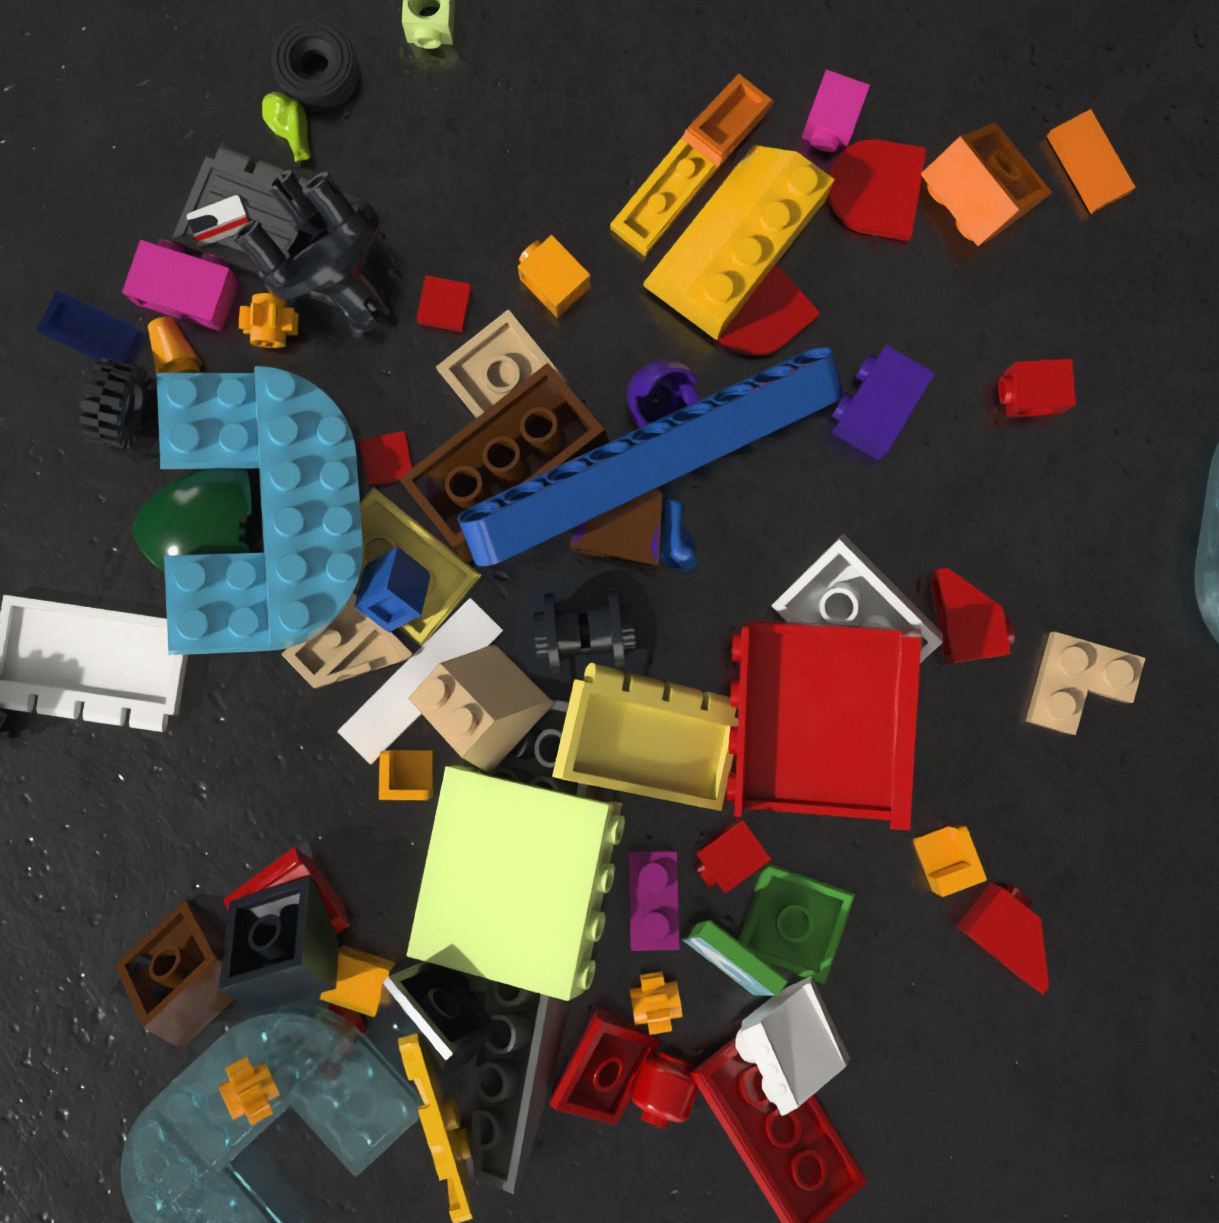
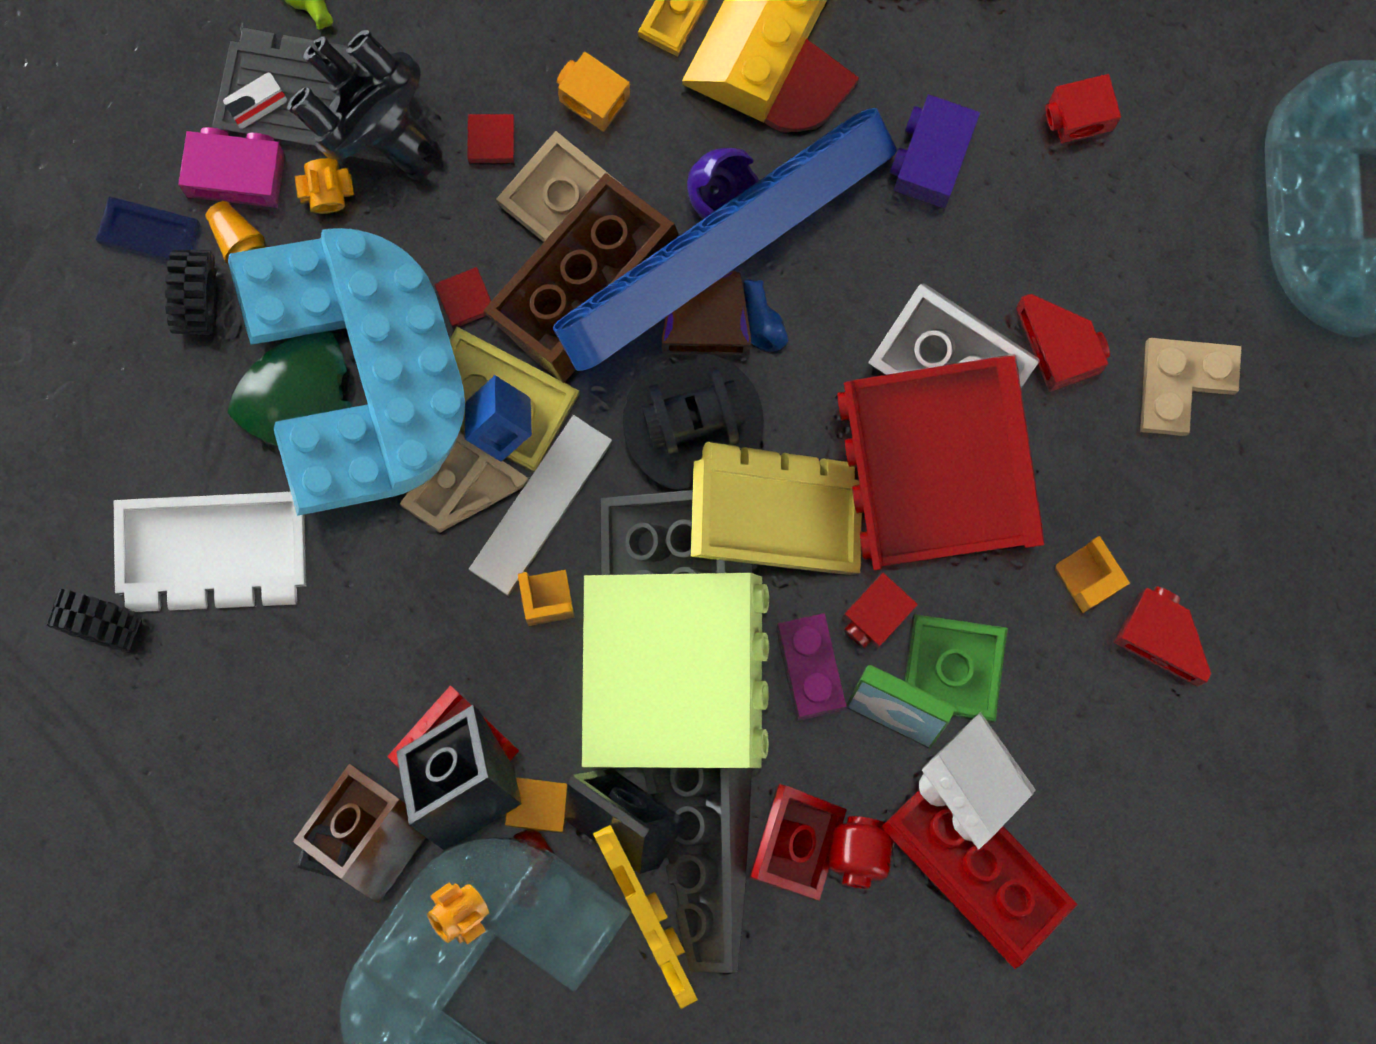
camera: 10 degrees left, 5 degrees down
(481, 704) = (606, 511): tan slope -> none
(656, 1003) = (834, 768): light orange gear -> none

